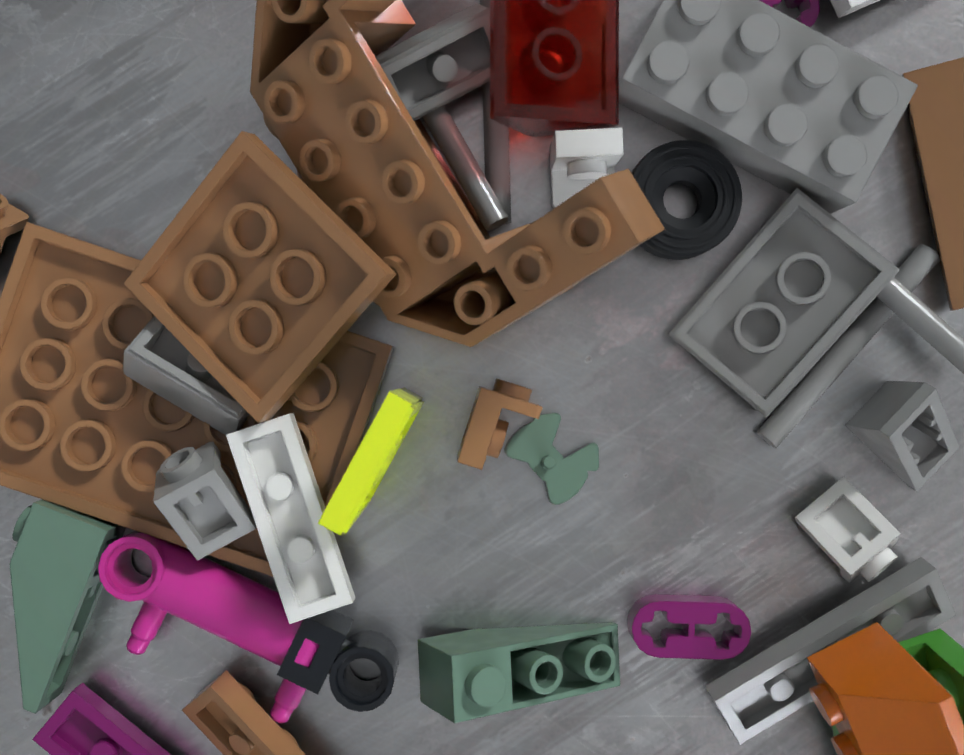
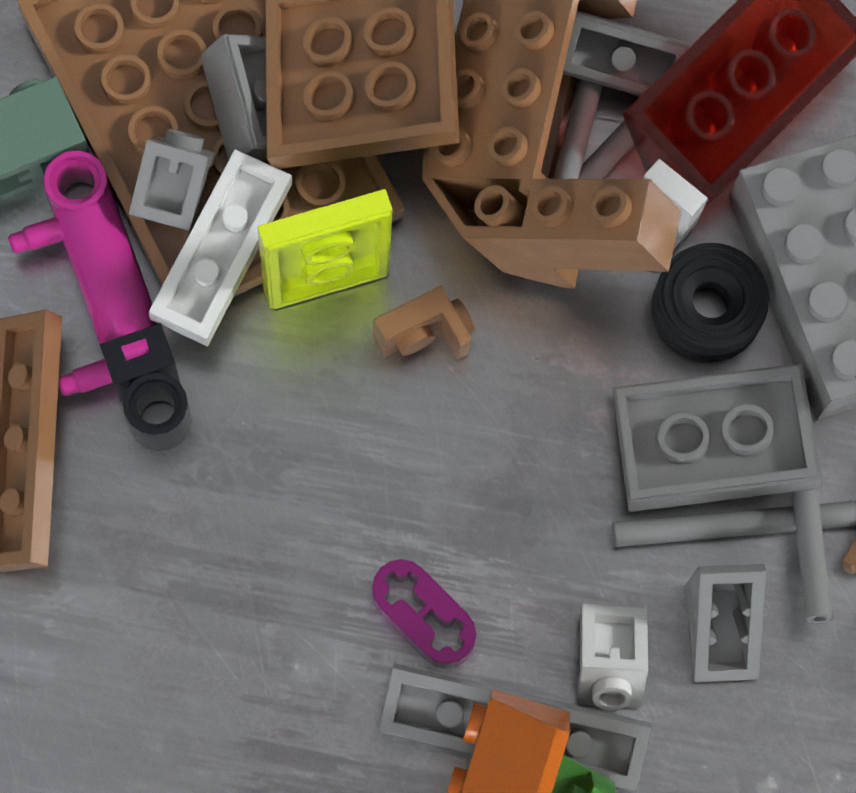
camera: 35 degrees right, 15 degrees down
(515, 667) = (272, 517): sand green slope -> none
(561, 475) = (436, 417): sand green piece -> none

